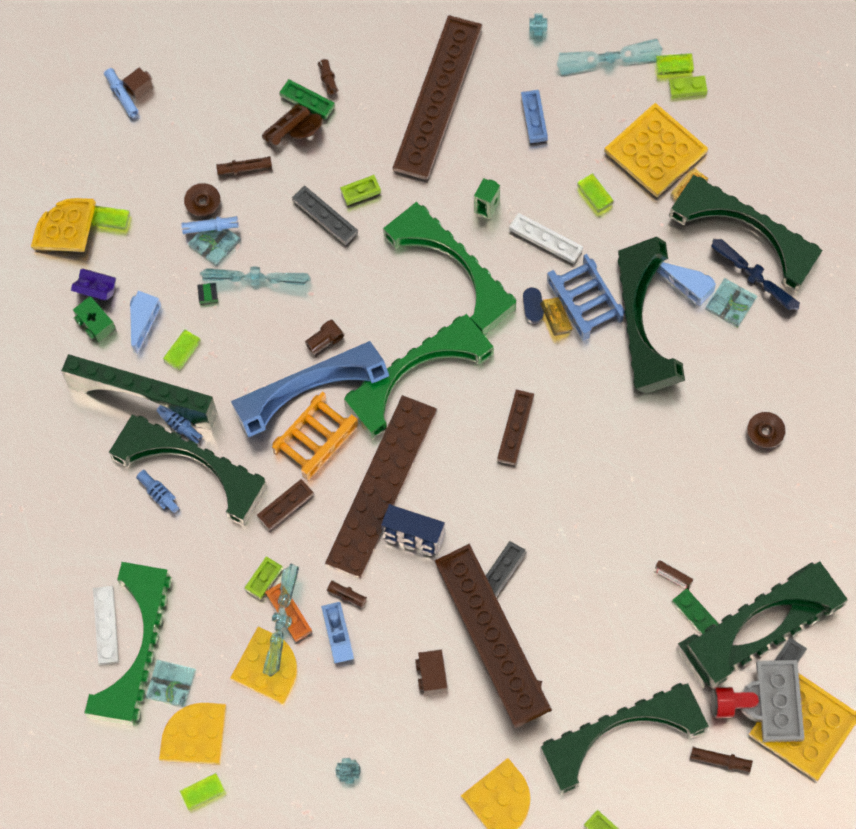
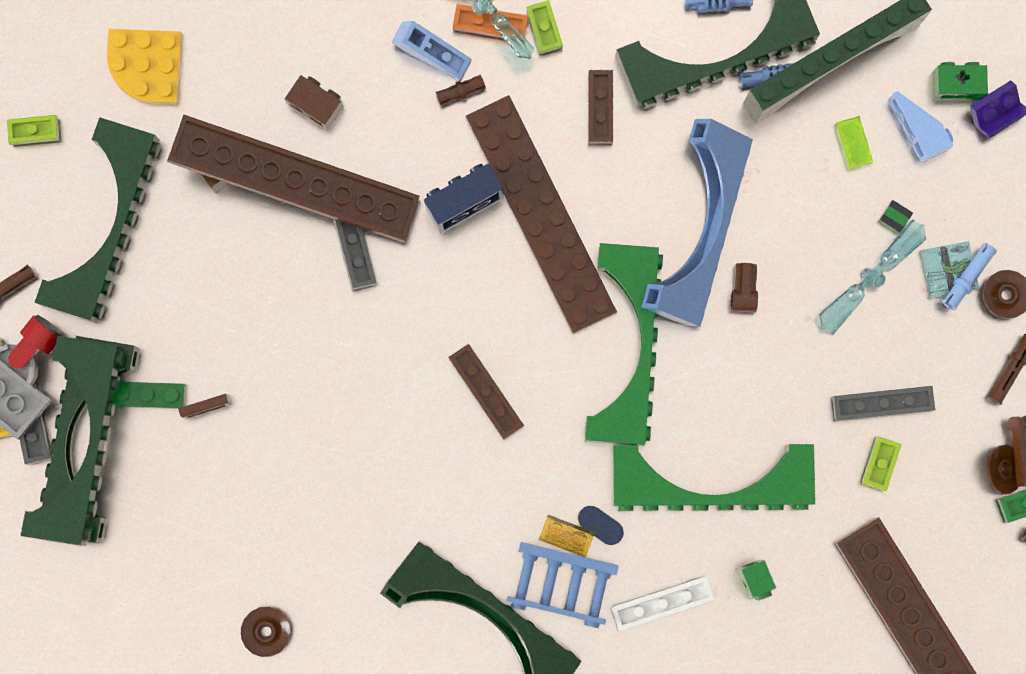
camera: 130 degrees right, 15 degrees up
(321, 453) = (624, 183): light orange fence -> none

